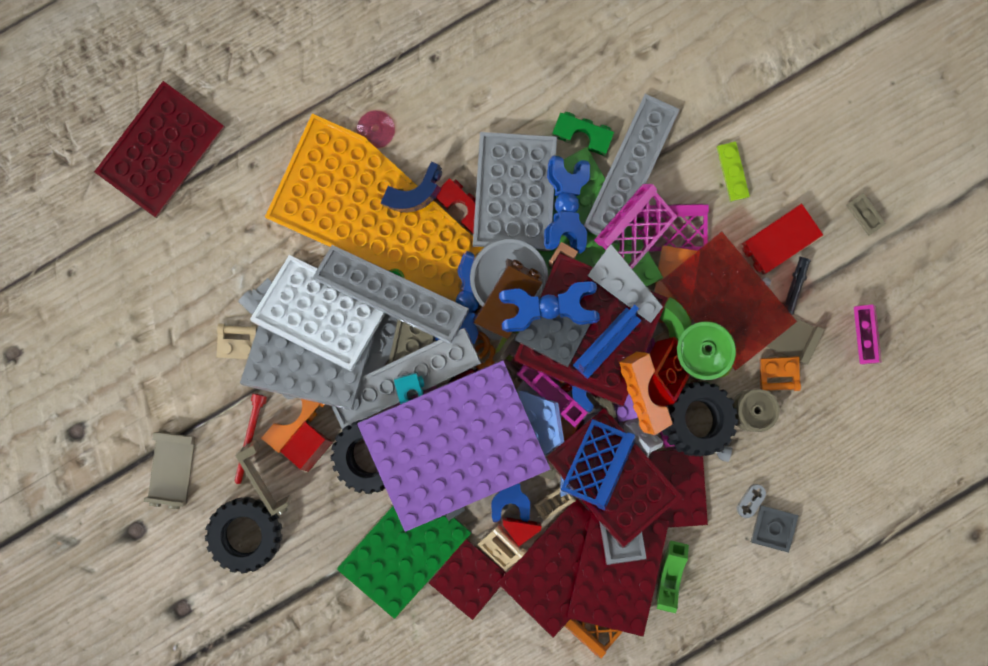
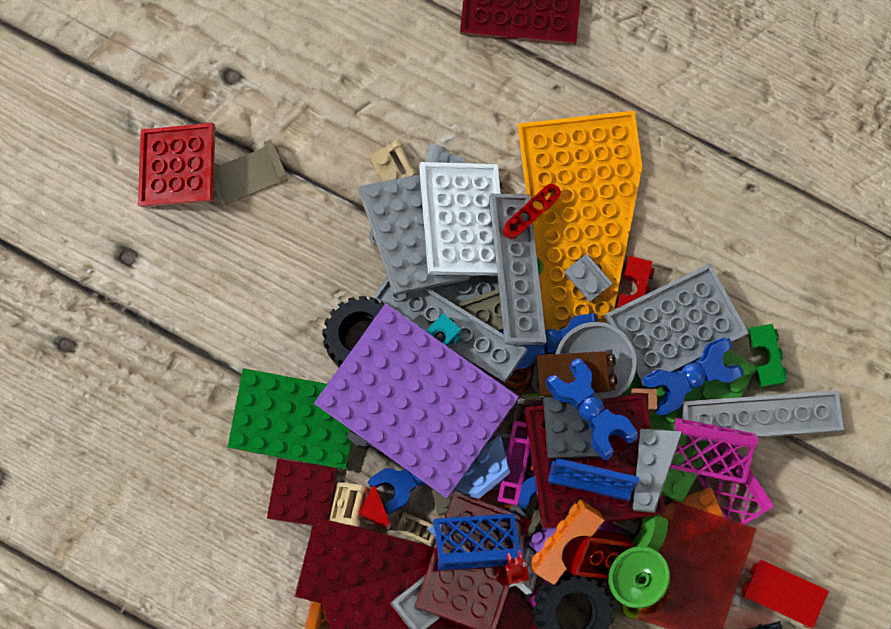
camera: 65 degrees right, 10 degrees down
(127, 524) = (176, 165): none -> red plate
(219, 543) = (213, 247): black tyre -> none
(243, 458) = (281, 251): dark tan panel -> none
(257, 402) = (350, 214): red piece -> none
(279, 434) = (333, 252): orange arch -> none
(306, 447) = (336, 278): red slope -> none
(348, 252) = (533, 213): none -> red beam
(385, 132) = (656, 183): clear pink dish -> none
(417, 198) = (618, 243): dark blue arch -> none
(431, 239) = (588, 278): none -> light grey plate
(641, 446) = (516, 569): none -> red plate
(733, 171) = (818, 513): lime plate -> none

